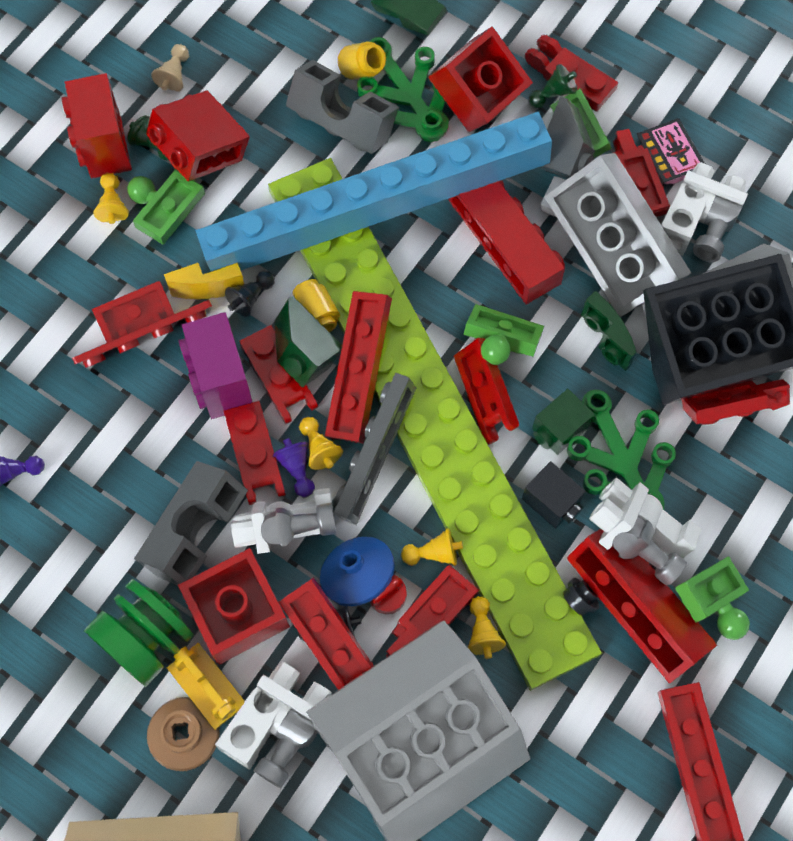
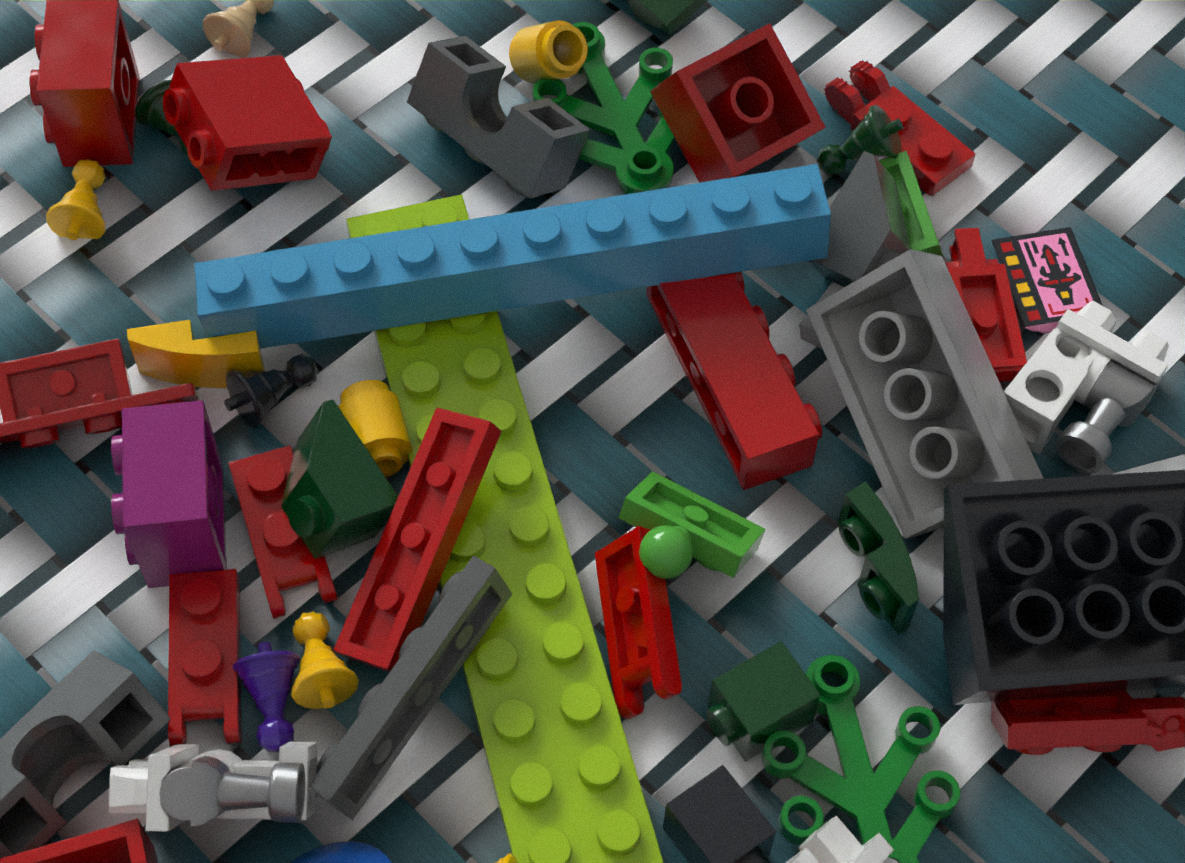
camera: 10 degrees right, 10 degrees down
(164, 207) = (165, 228): bright green plate -> none

